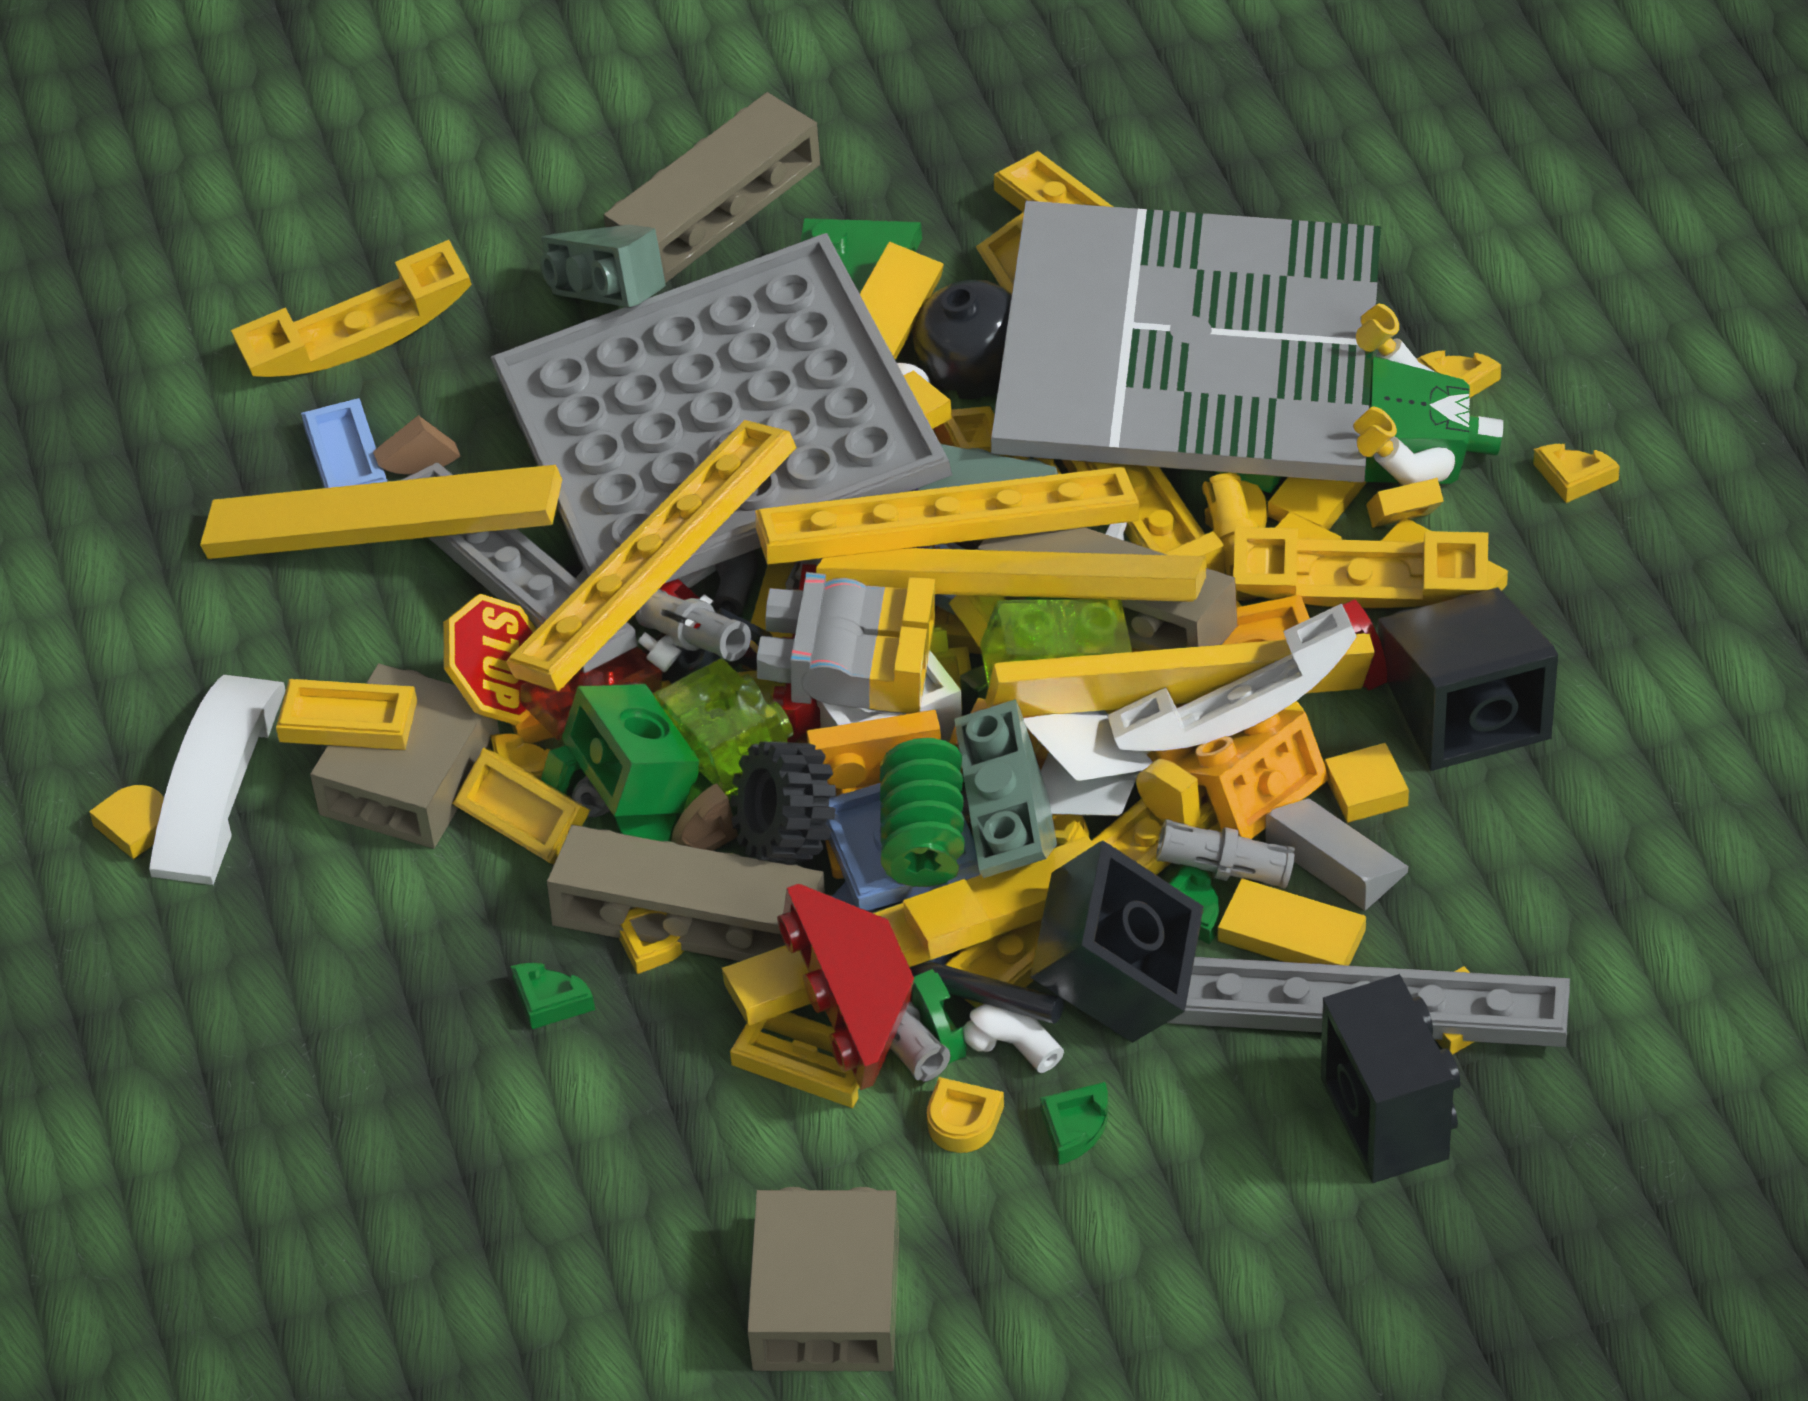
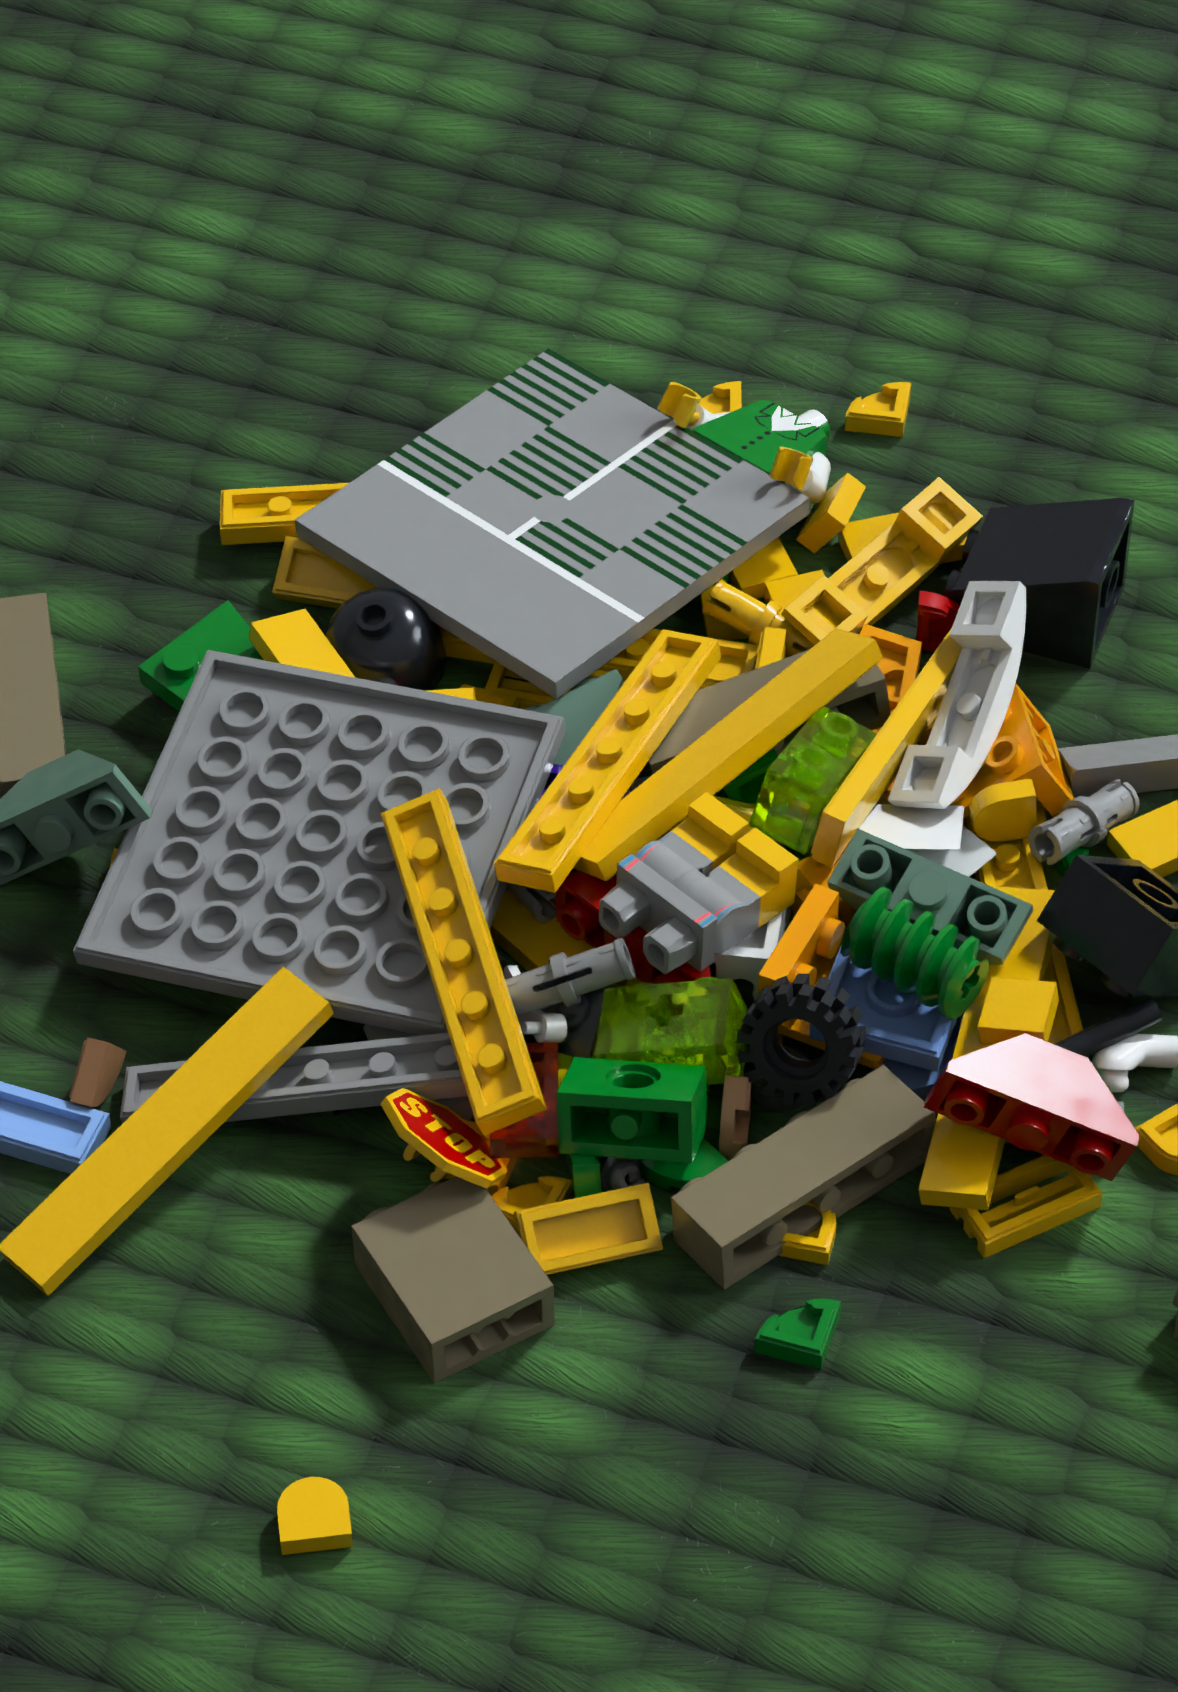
camera: 55 degrees left, 0 degrees up
(208, 775) = (330, 1425): white slope -> none
(346, 714) = (397, 1277): yellow tile -> none
(1366, 782) = (1076, 706): yellow tile -> none

